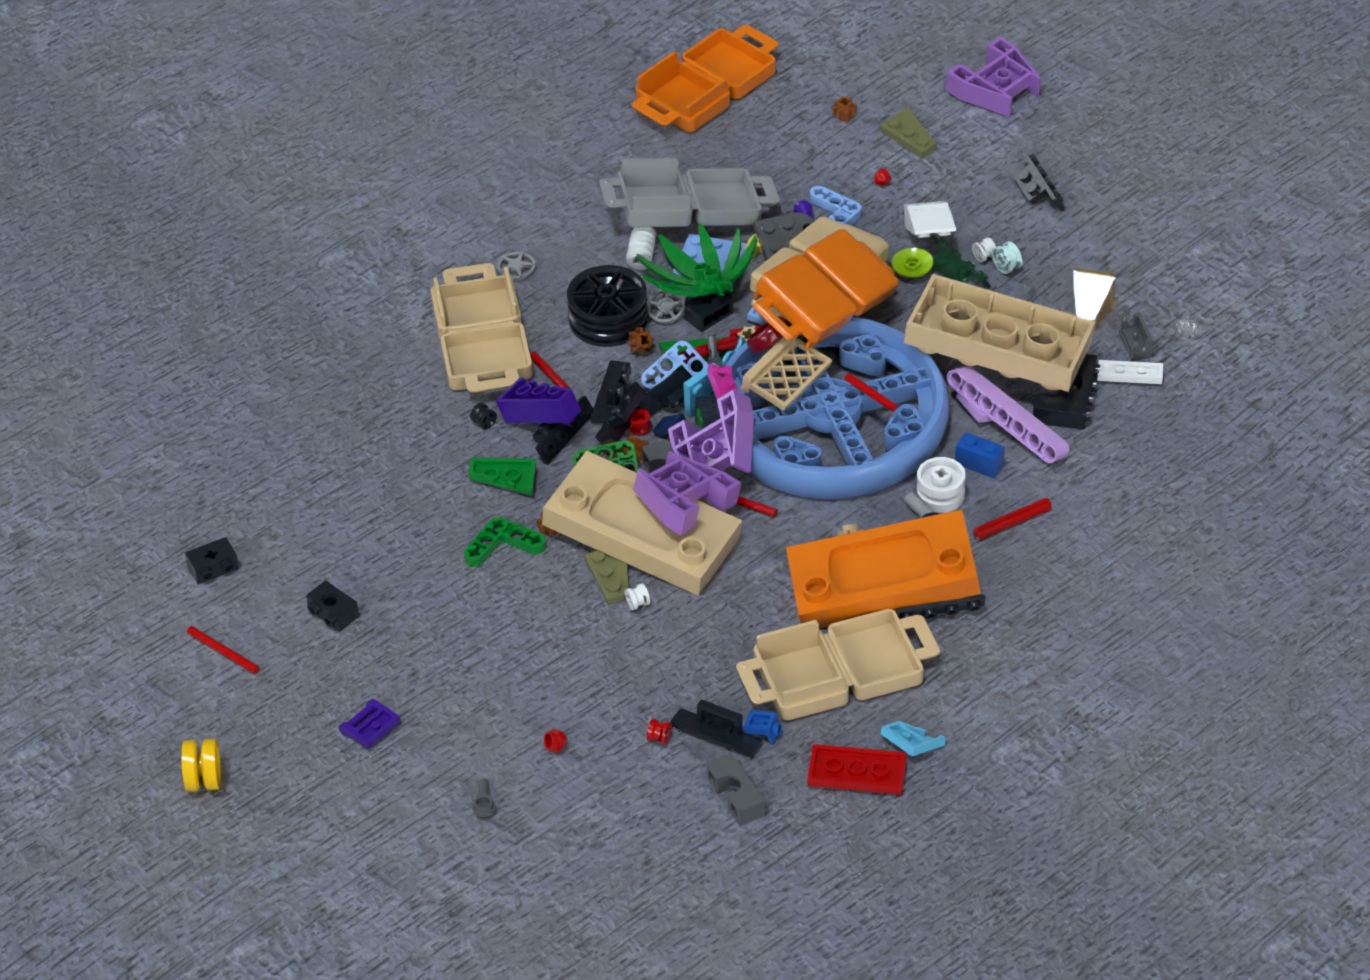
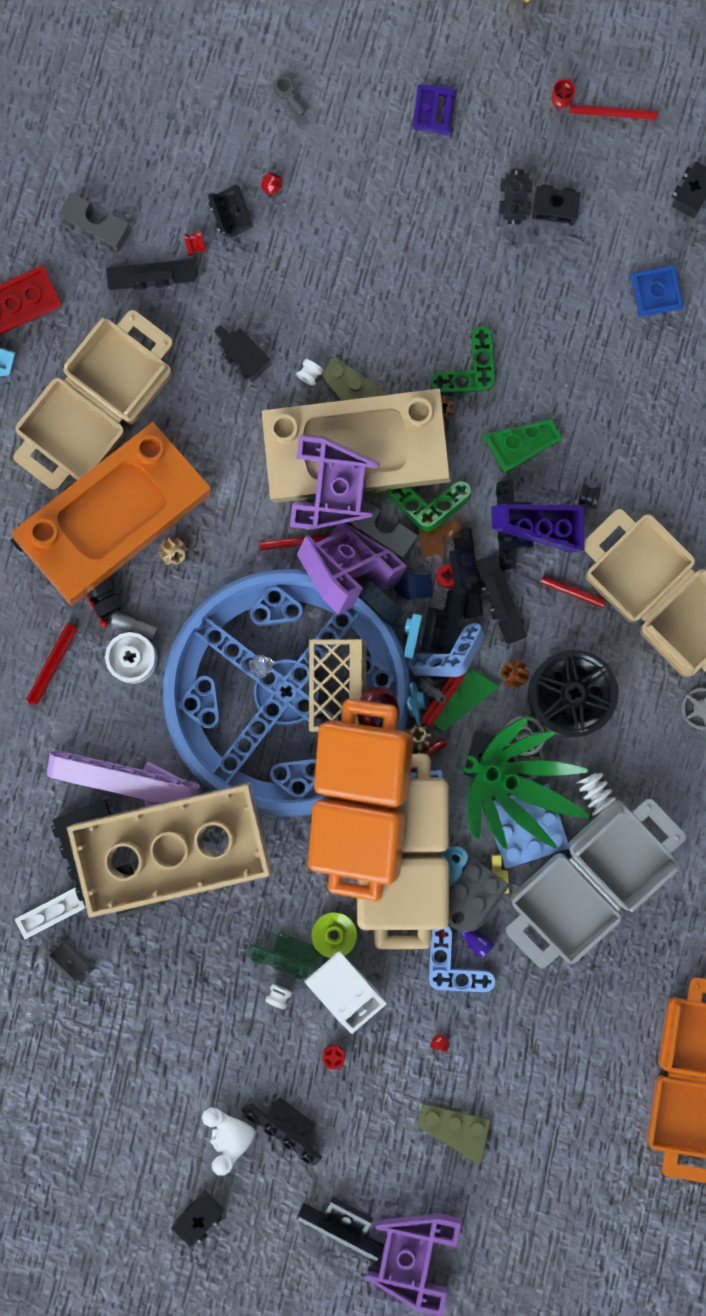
camera: 145 degrees right, 40 degrees up
(253, 677) = (566, 90): none -> red wheel
(306, 514) = (656, 291): none -> blue plate
(359, 623) = (515, 190): none -> black brick
(608, 737) = (230, 211): none -> black bracket
(682, 635) = (243, 353): none -> black hinge
(722, 384) = (377, 628): dark pink plate -> none
(763, 724) = (114, 298): blue bracket -> none
(837, 411) = (261, 666): none -> clear plate
(844, 109) = (538, 1128): dark orange gear -> none
(870, 392) = (248, 709): red bar -> none
(969, 203) = (333, 1060): none -> red wheel
(980, 455) = (120, 718): blue brick -> none
(1007, 257) = (248, 994): light aqua wheel -> none
(1037, 117) = (343, 1225): none -> black bracket
(1084, 189) = (230, 1137): none -> white head
(1093, 293) = (135, 982): slope -> none
(1144, 164) = (202, 1206): none -> black brick

